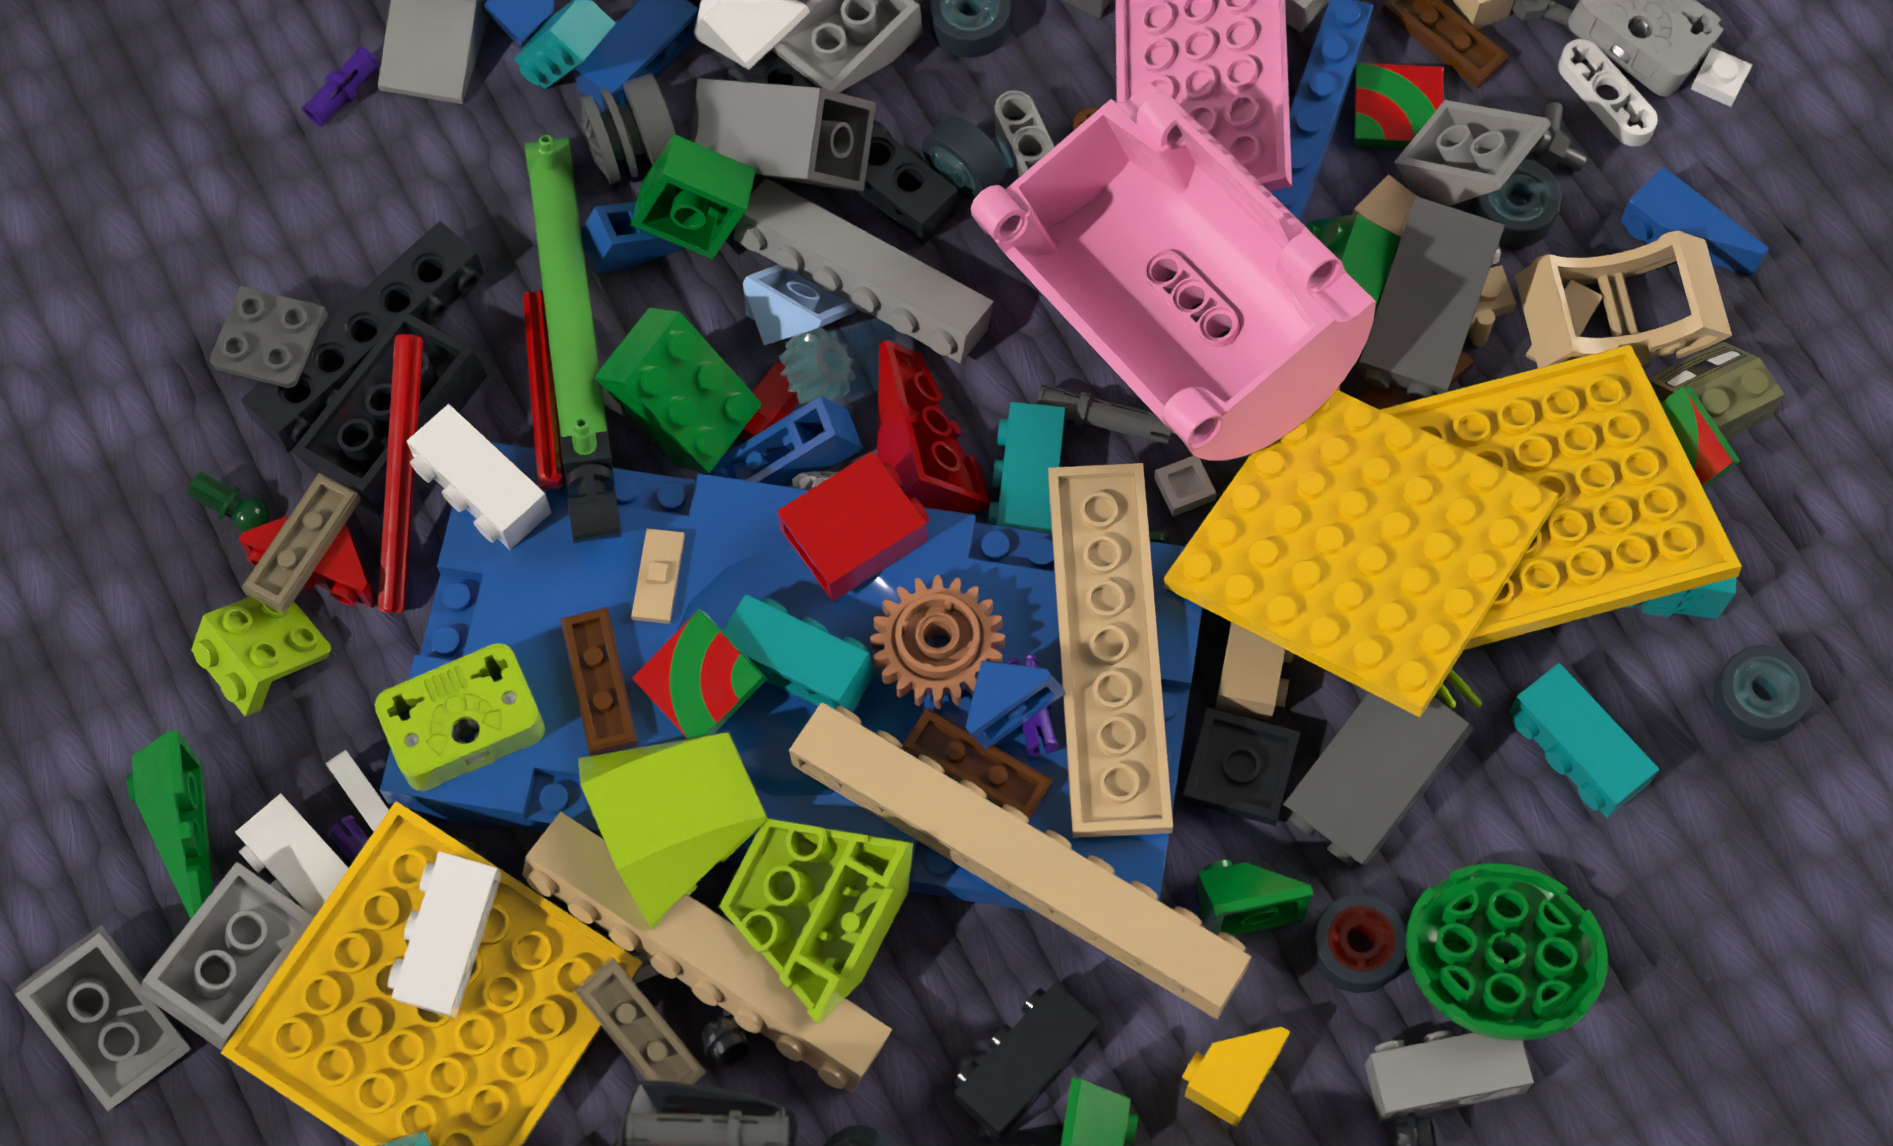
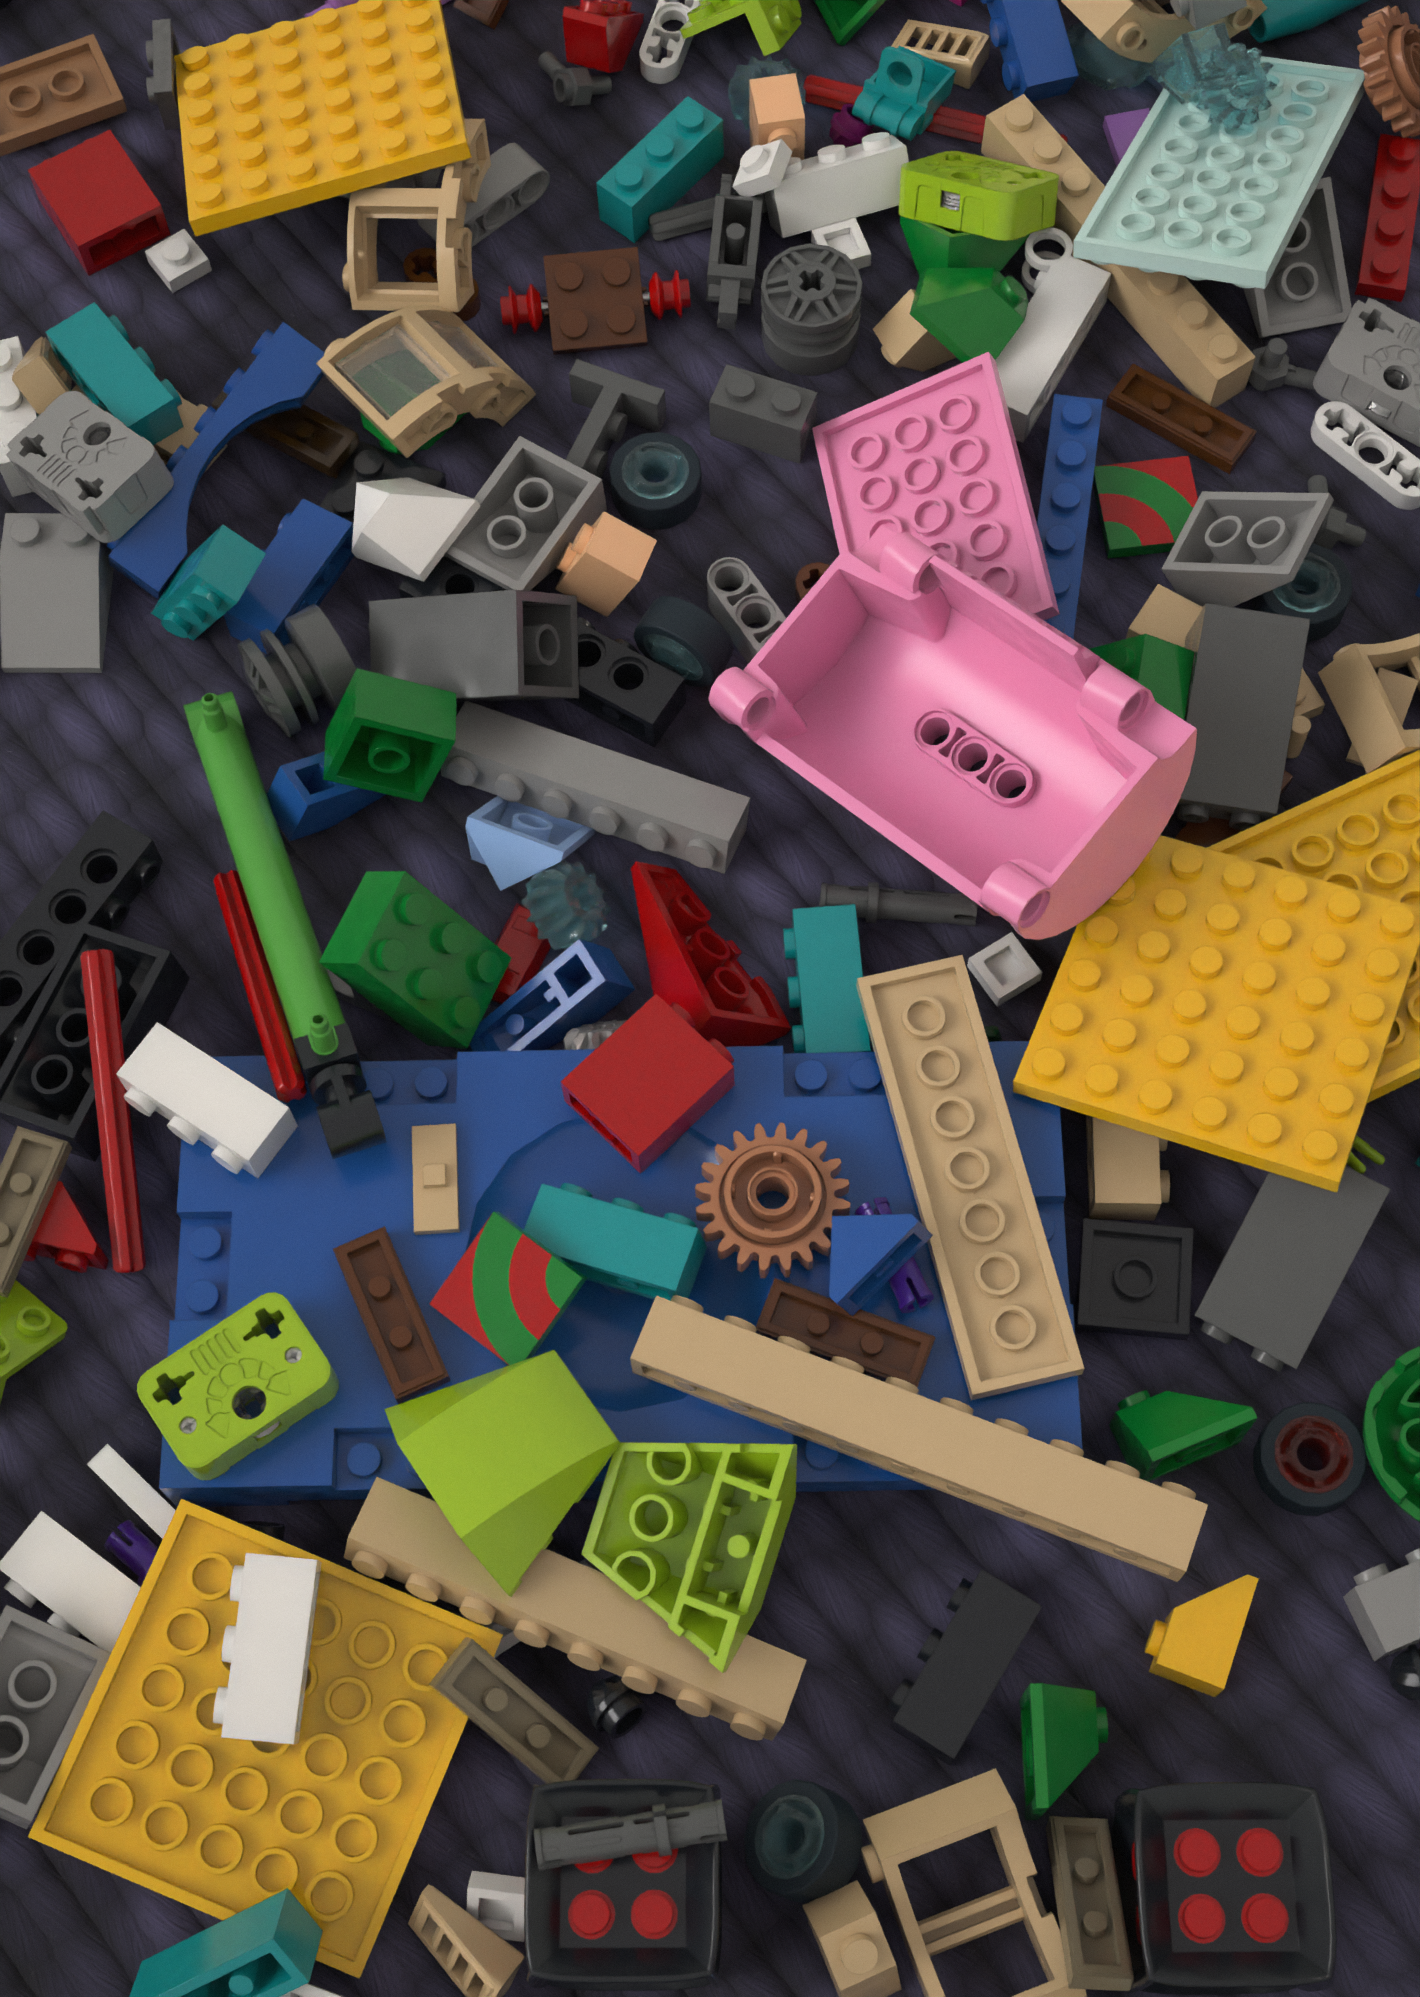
camera: 10 degrees left, 0 degrees up
(907, 78) = (604, 563): none -> light nougat brick

